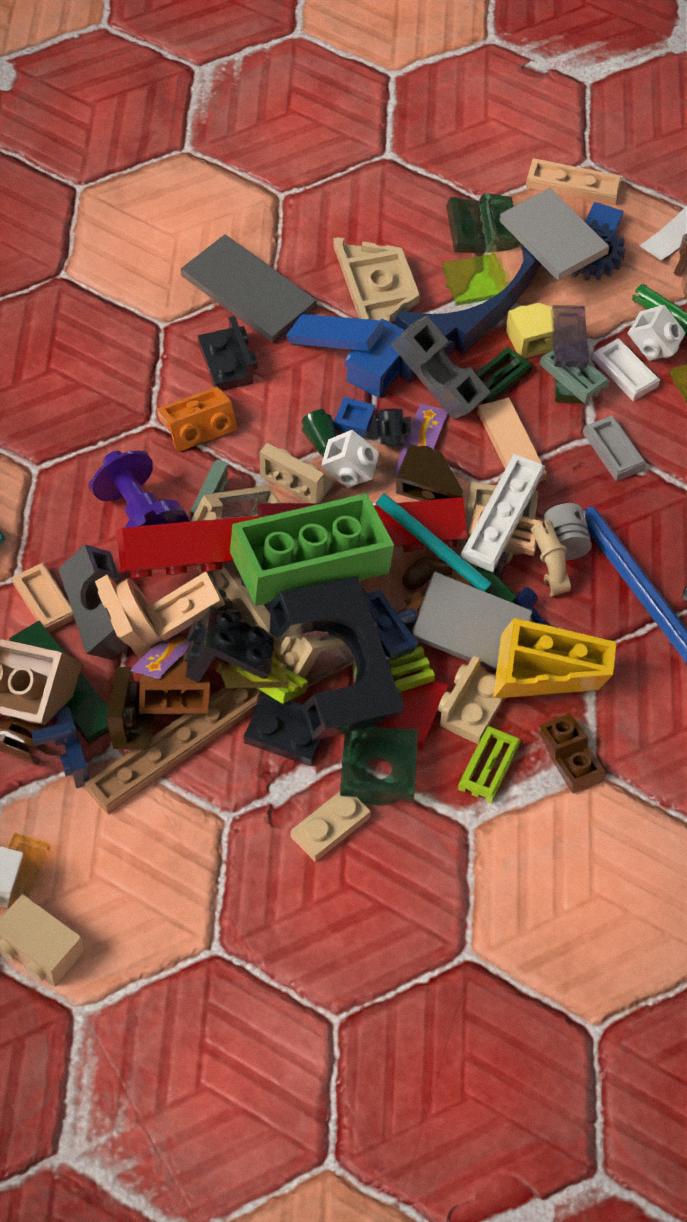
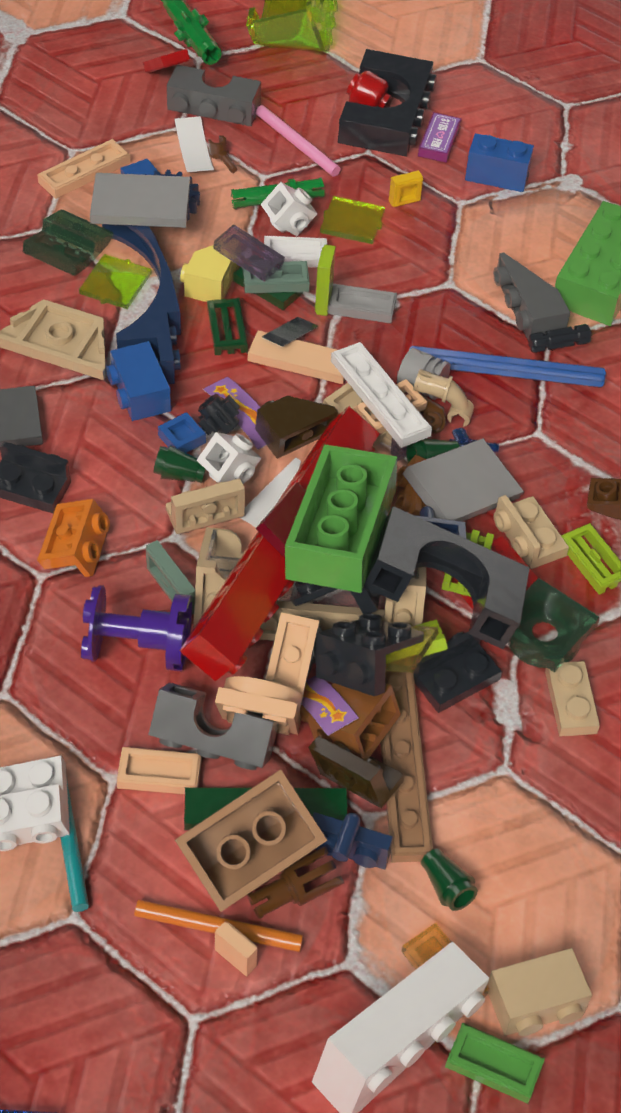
camera: 55 degrees left, 5 degrees down
(89, 832) = (451, 883): none -> dark green cone
(335, 332) = (89, 389): blue tile -> none
(433, 542) = (392, 449): teal bar -> none
(452, 386) = (180, 338): dark grey arch -> none
(529, 418) = (289, 331): none -> black sticker
(532, 568) = (434, 415): none -> reddish brown arm
(550, 661) = (542, 454): yellow wedge -> none
(595, 401) = (325, 277): none -> lime tile

